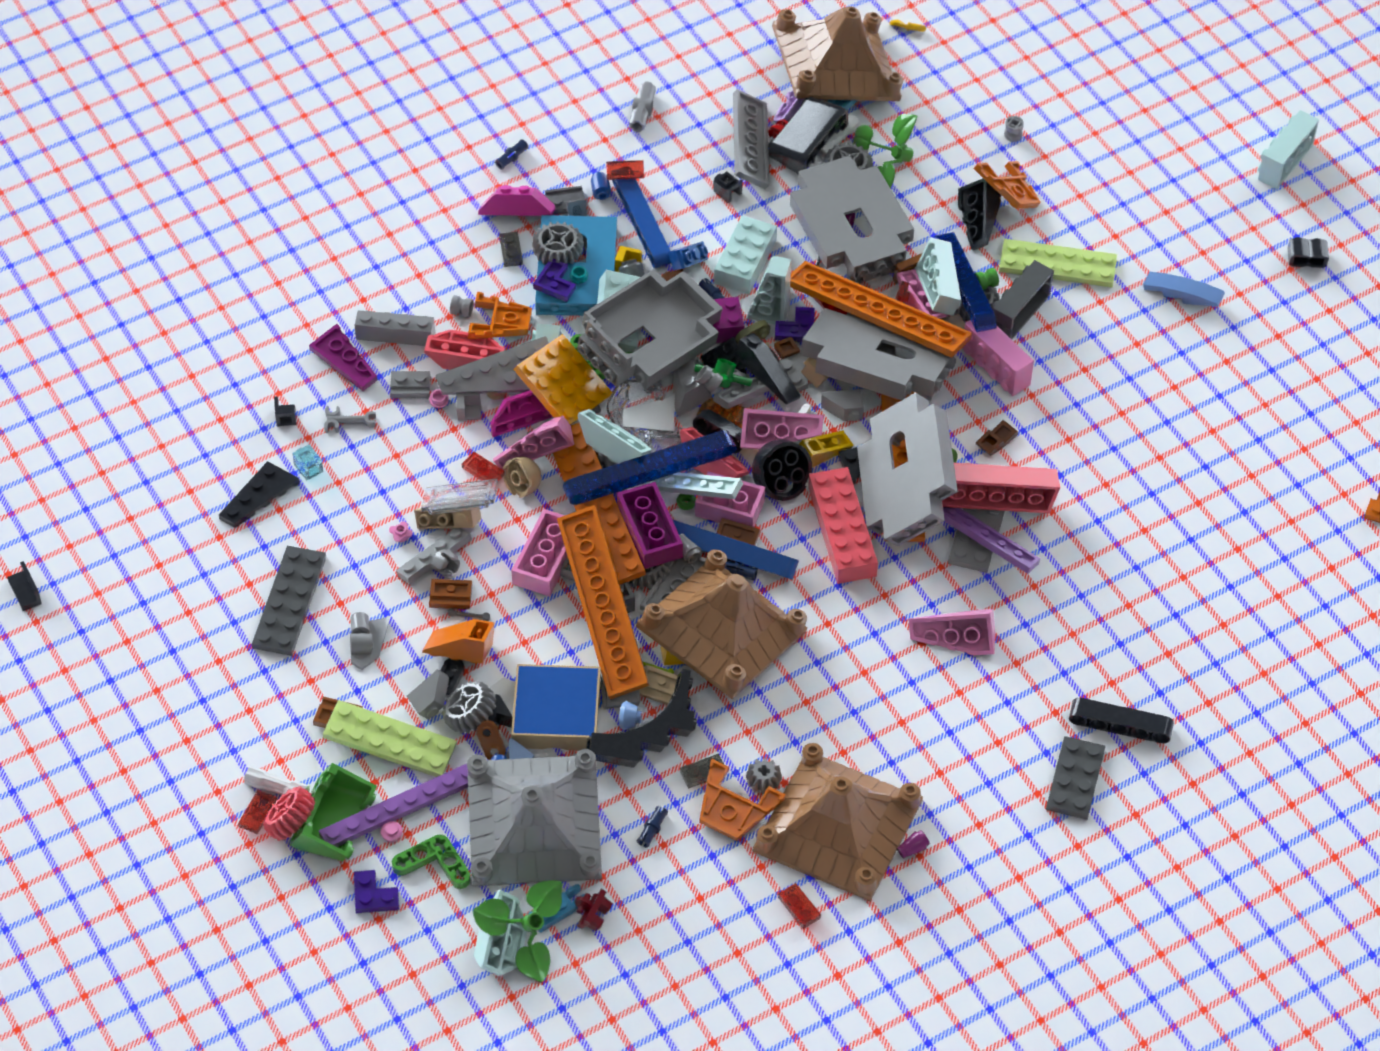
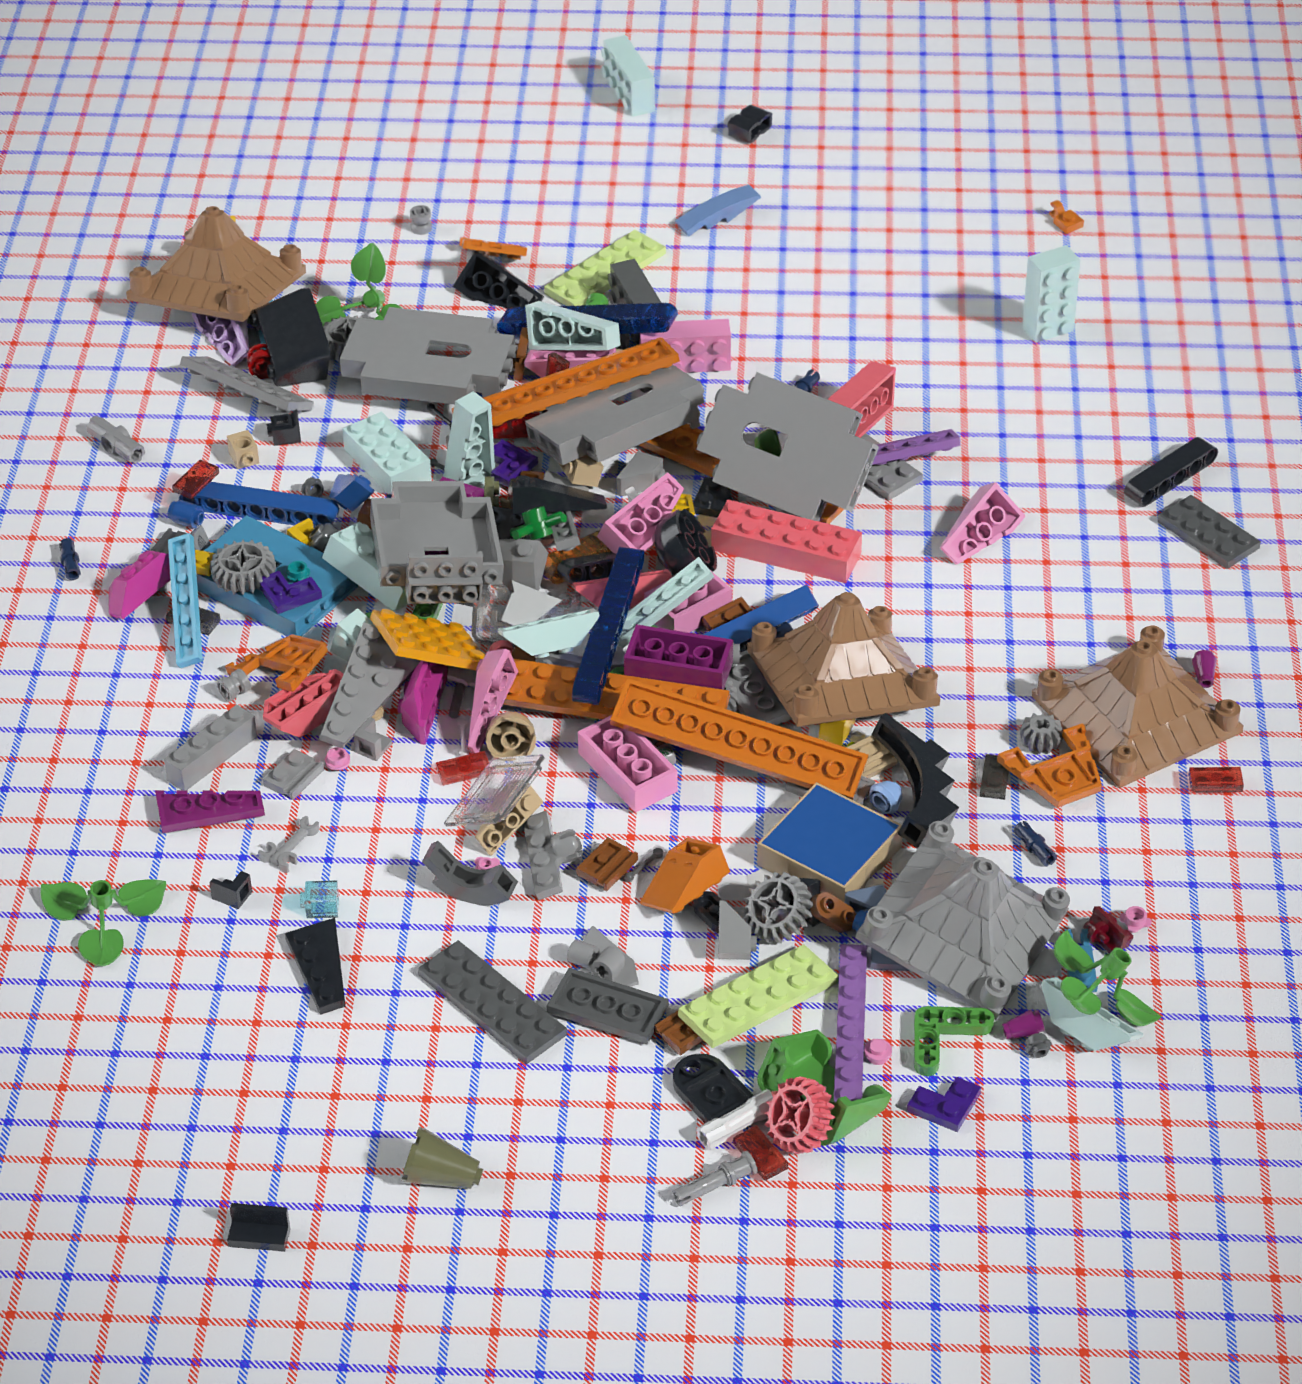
camera: 55 degrees left, 10 degrees down
(128, 645) = (440, 1163): none -> olive cone
(217, 338) = (102, 945): none -> bright green plant
(226, 801) = (725, 1174): none -> light grey pin
(294, 757) = (710, 1090): none -> black tile
(325, 662) = (607, 1005): none -> dark grey plate
(375, 523) = (466, 883): none -> dark grey arch
(459, 920) = (1038, 1045): none -> dark grey plate
(468, 901) = (1024, 1025): none -> magenta cone
(507, 234) = (185, 600): none -> medium azure plate
(548, 217) = (203, 562): none -> yellow plate
(619, 917) = (1135, 919): none -> bright pink plate
(681, 236) = (317, 489): none -> dark grey plate
(687, 177) = (243, 449): none -> tan brick
(709, 378) = (543, 529): light grey wheel -> none
(1024, 447) = (808, 381): none -> dark blue pin
(1238, 539) = (1051, 293): none -> light aqua brick

